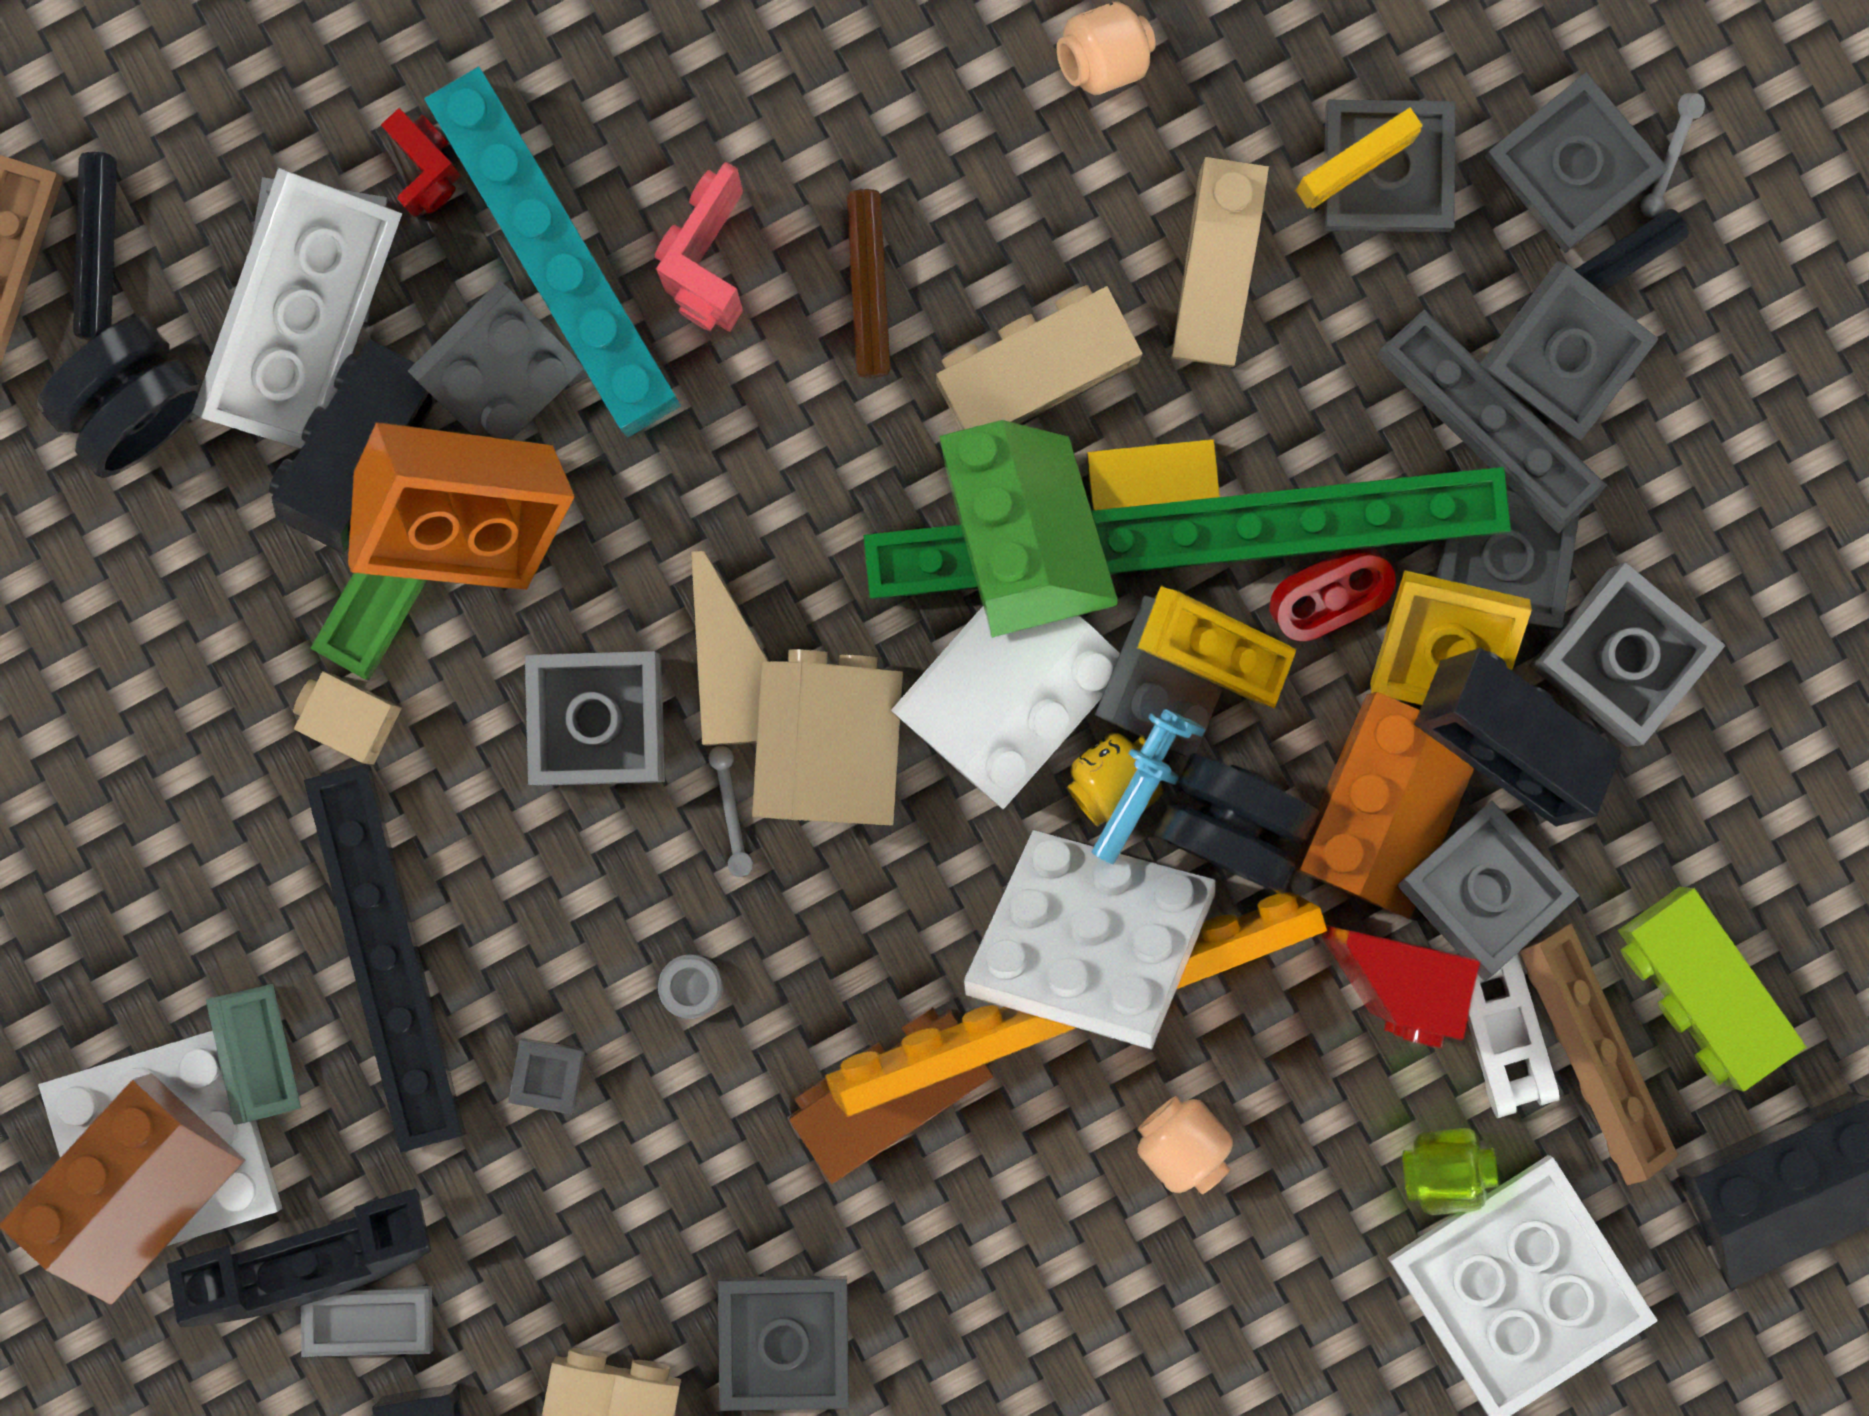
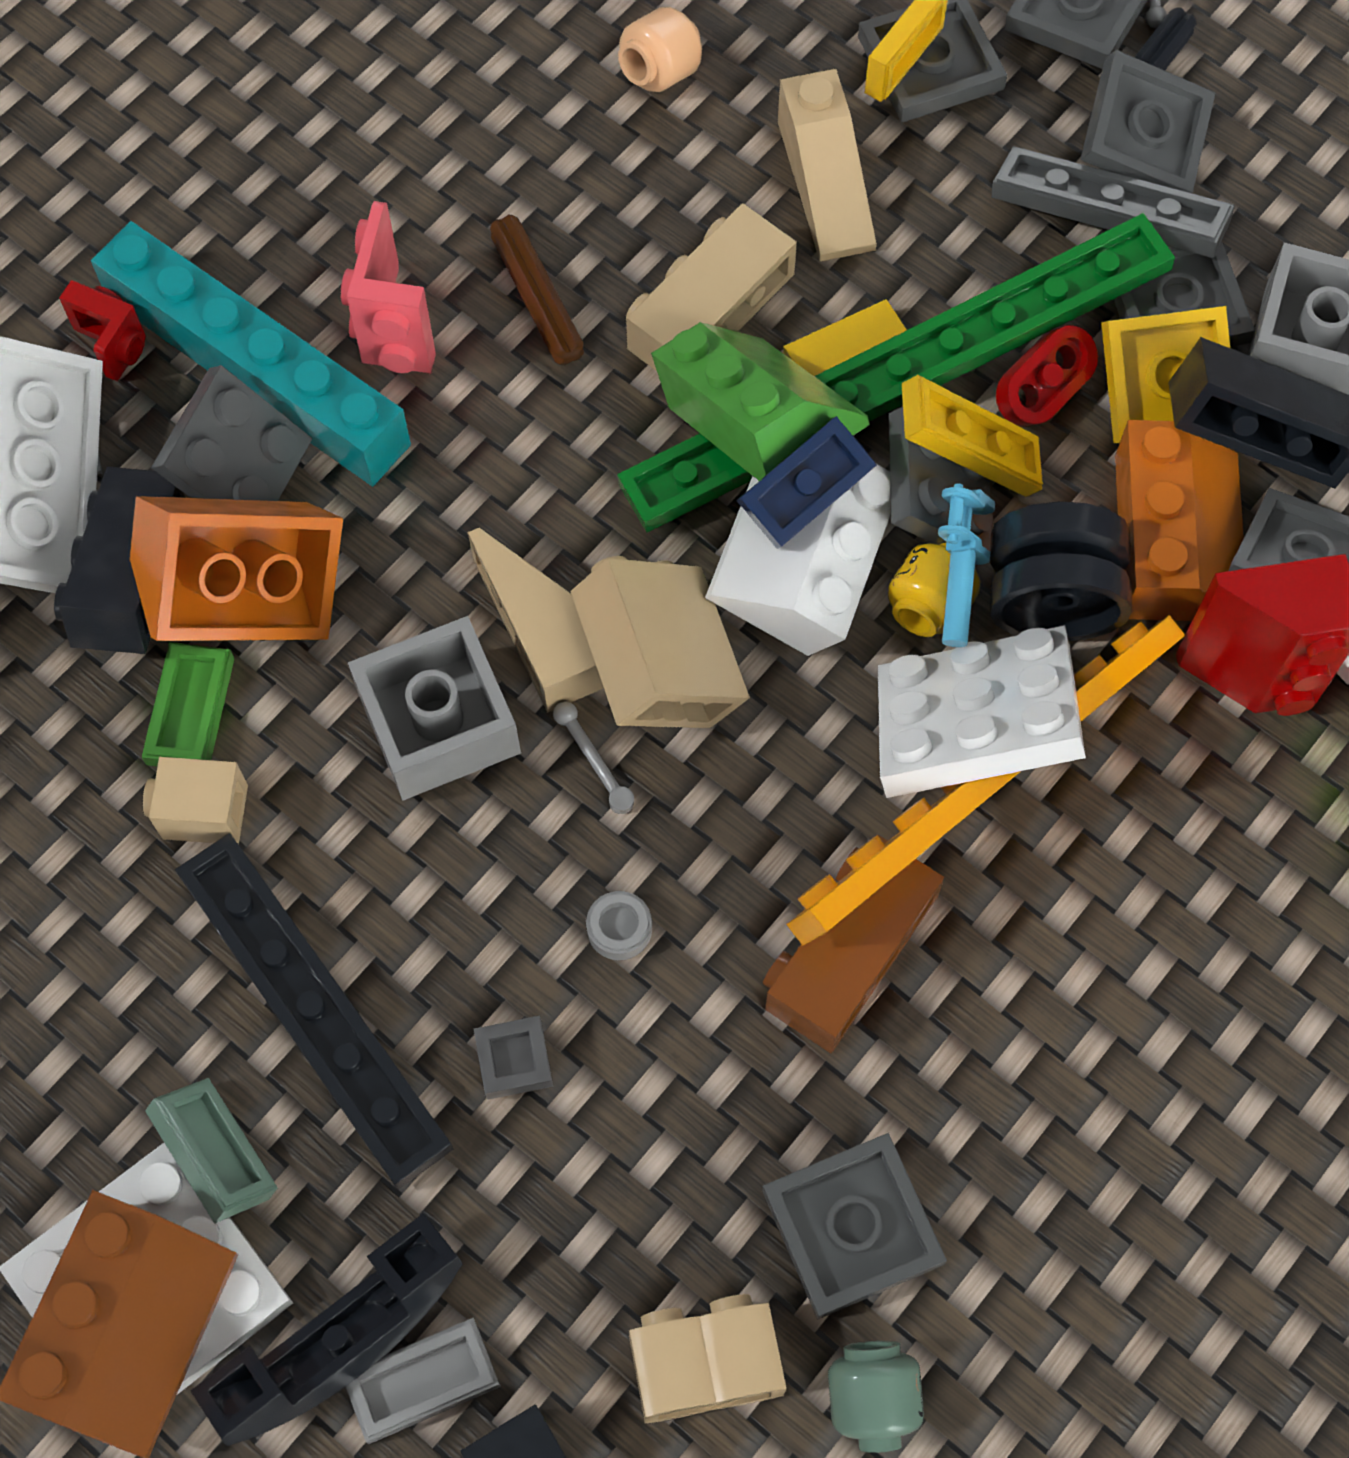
camera: 20 degrees left, 20 degrees down
(1024, 653) = (806, 482): none -> dark blue plate
(1185, 1146) = (1151, 880): light nougat head -> none

